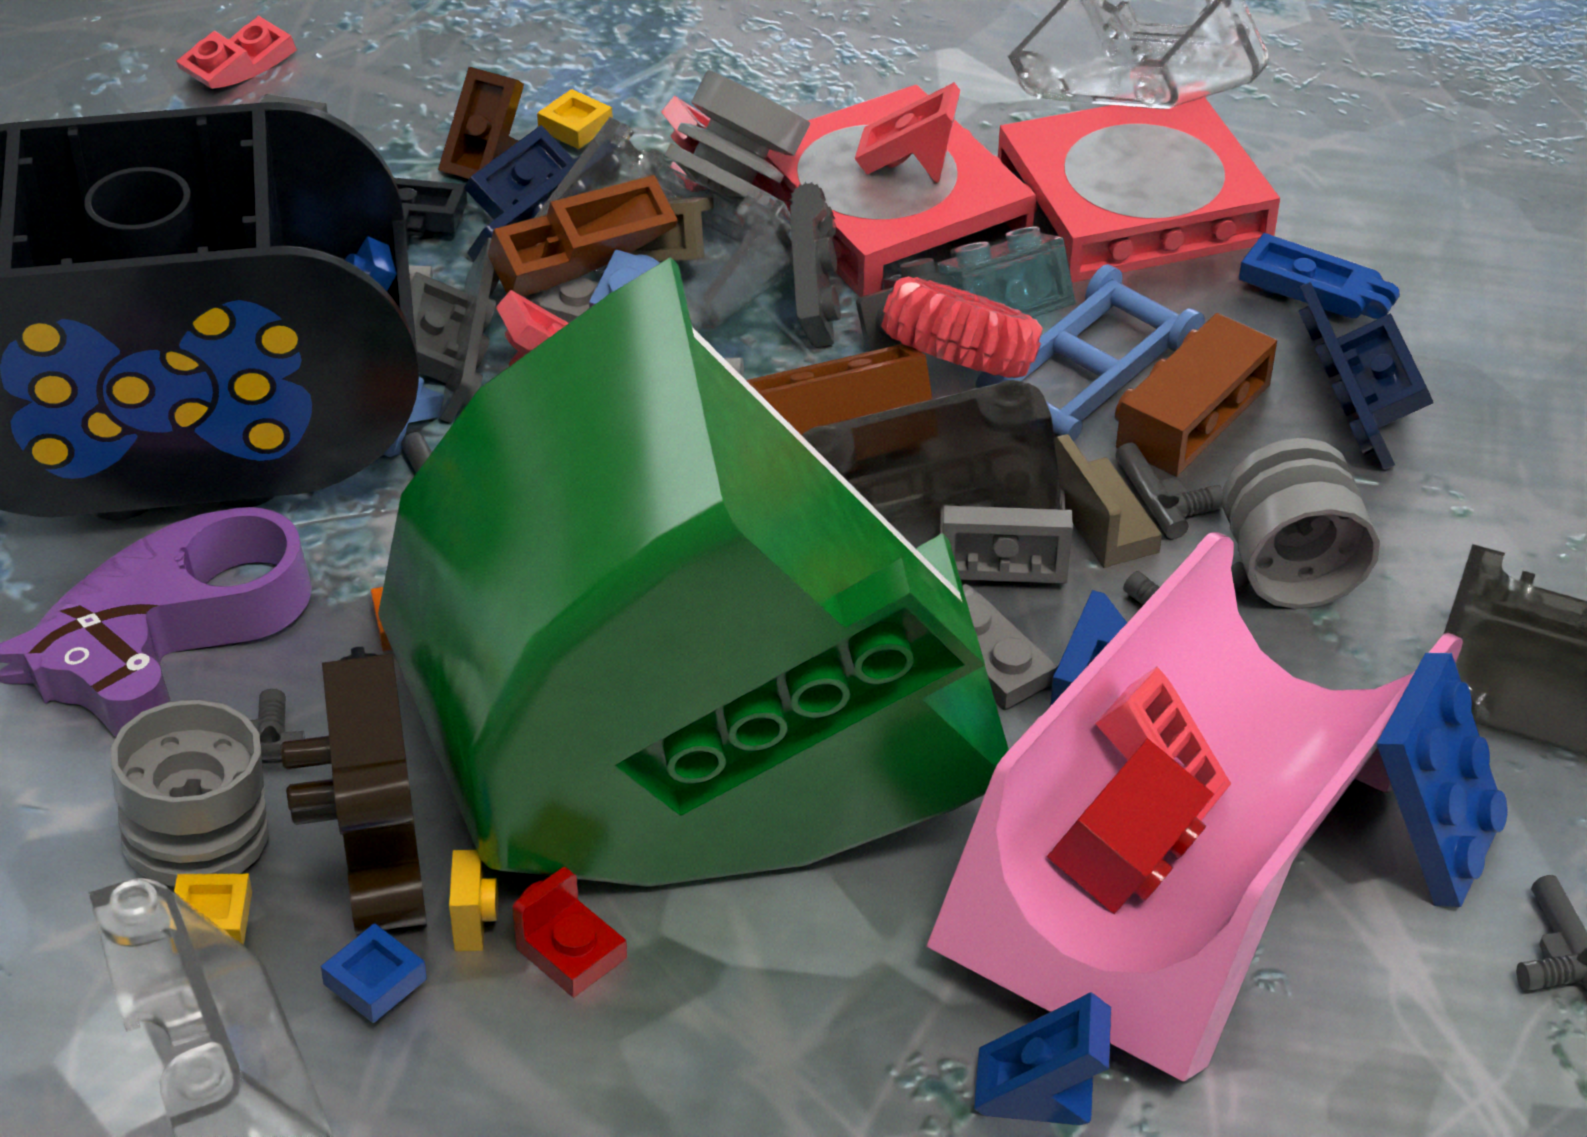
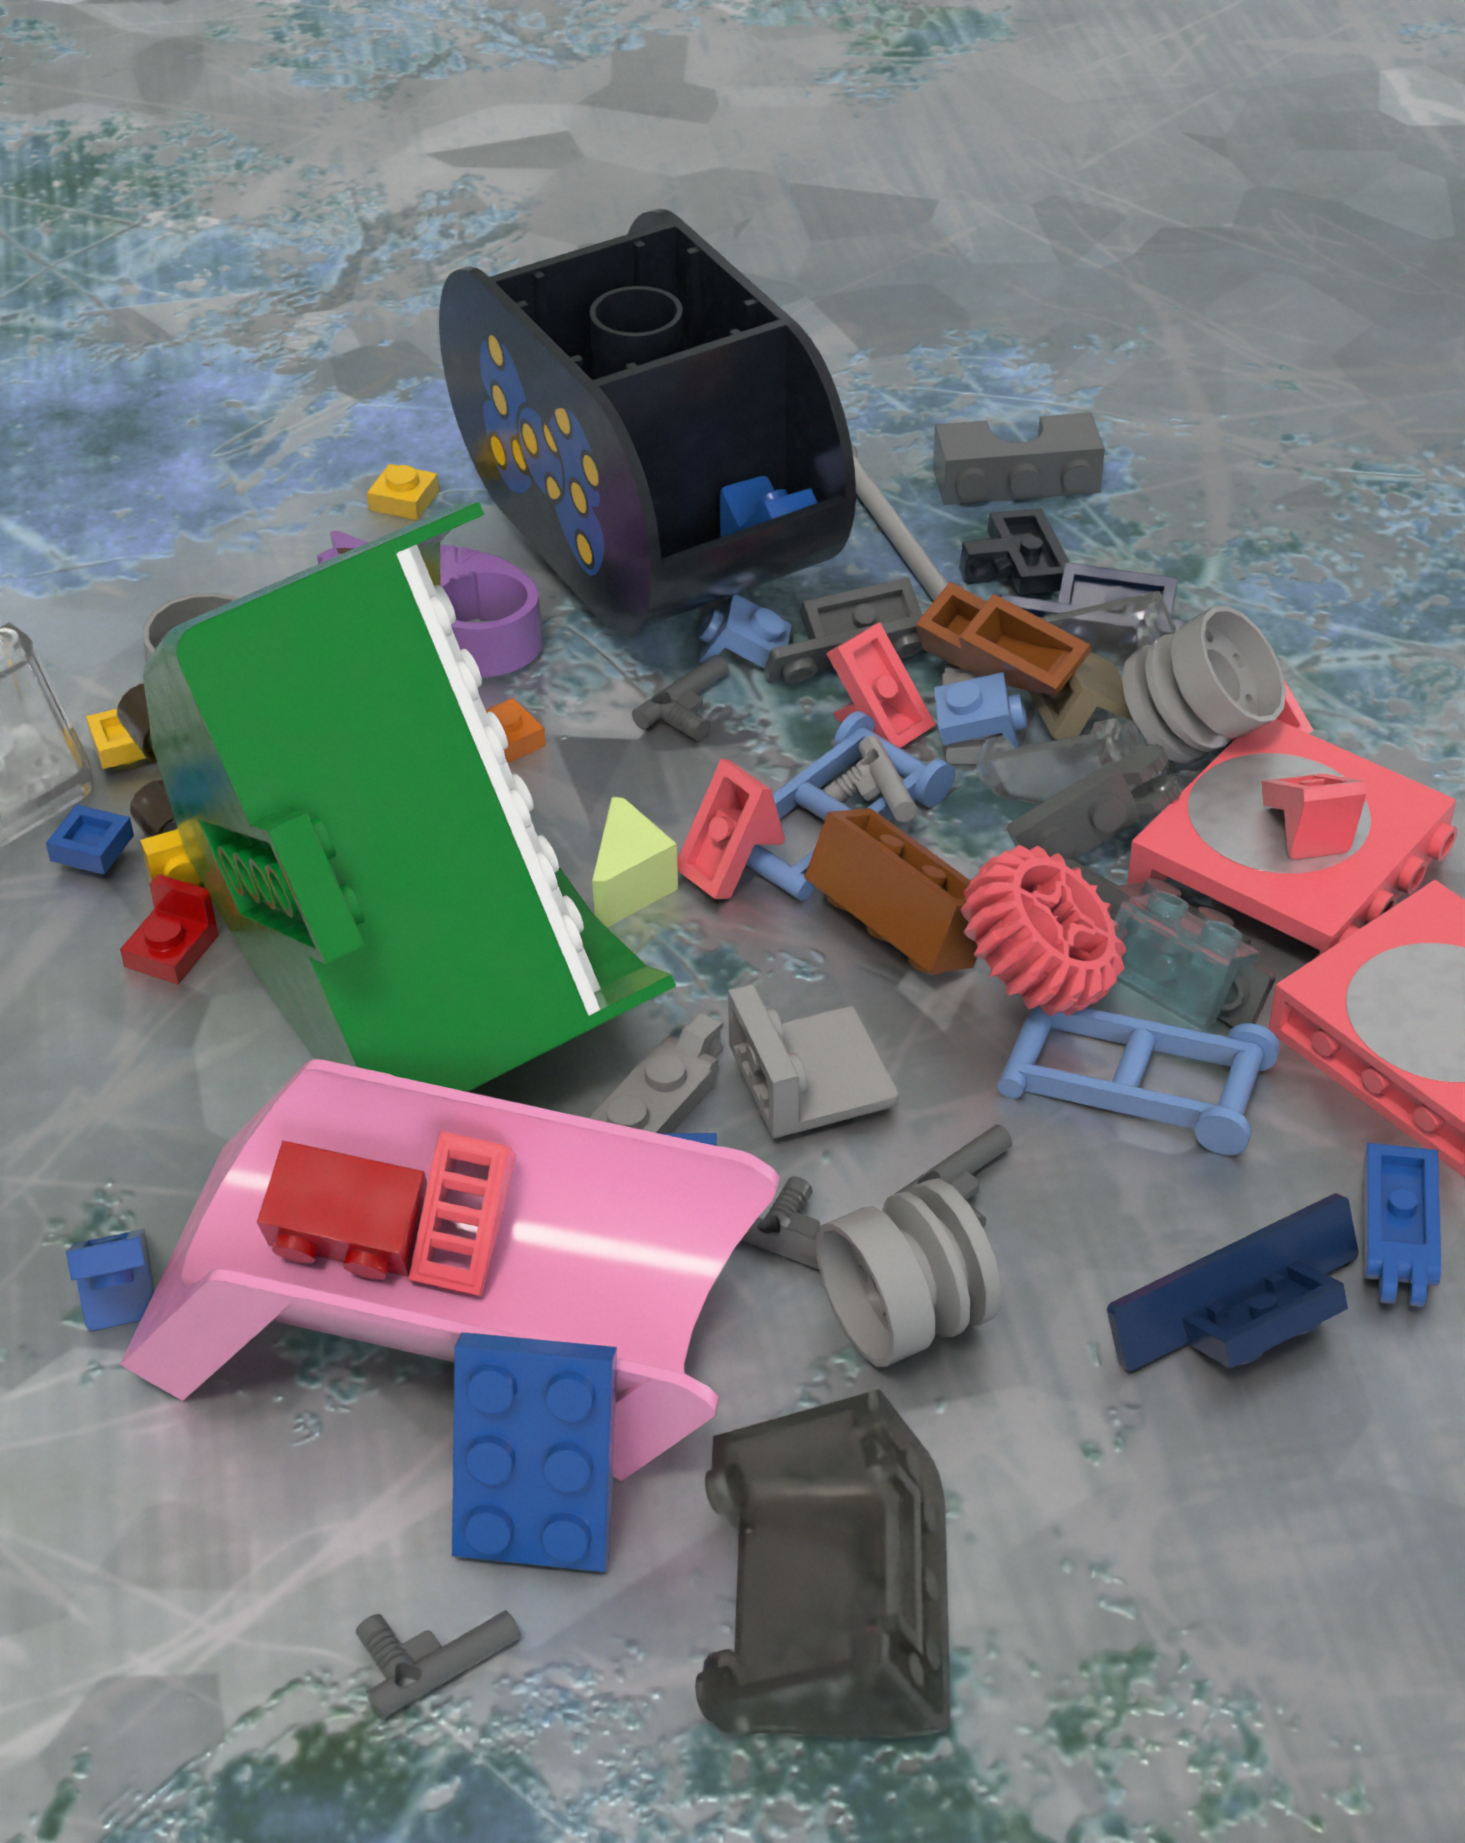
camera: 70 degrees right, 0 degrees up
(246, 54) = (1162, 390): coral slope -> none
(481, 122) = (1170, 547): reddish brown slope -> none
(574, 118) = (1248, 598): yellow plate -> none
(949, 452) = (761, 925): clear smoke windscreen -> none
(1104, 507) = (892, 1128): dark tan panel -> none
(1196, 393) = (1113, 1160): dark orange brick -> none

